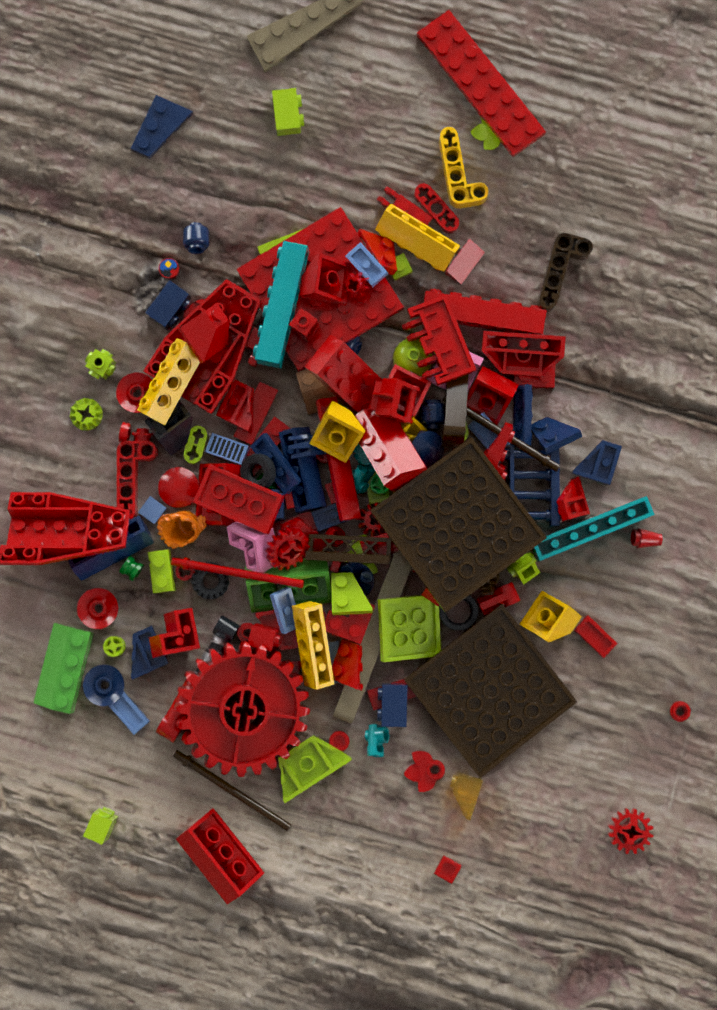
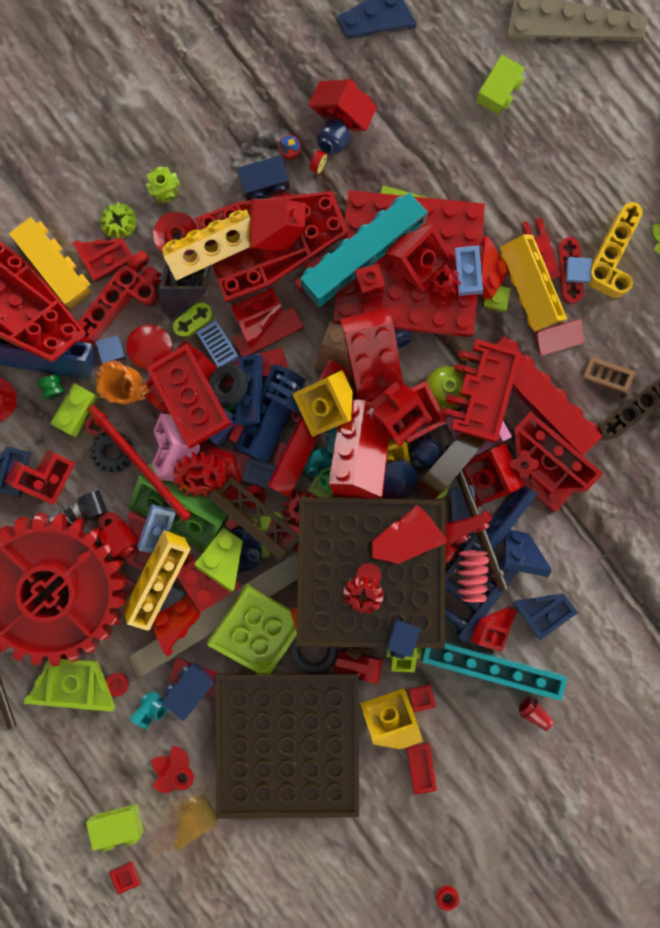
camera: 40 degrees right, 0 degrees up
(62, 480) = (50, 262): none -> yellow brick
(96, 447) = (103, 256): none -> red wing
(185, 209) = (343, 101): none -> red brick
(198, 264) = (318, 162): none -> red tile
(415, 839) = (115, 828): none -> lime brick
(442, 204) = (578, 270): none -> medium blue tile
(455, 541) = (373, 592): none -> red gear
(458, 527) = (369, 570): none -> red tile
(465, 481) = (408, 537): none -> red panel
(507, 365) = (524, 470): none -> red plate
(513, 552) = (402, 639): none -> dark blue brick
(530, 474) = (473, 576): none -> coral piece
(533, 251) = (629, 374): none -> medium nougat slope
(559, 587) = (421, 697): none -> red tile

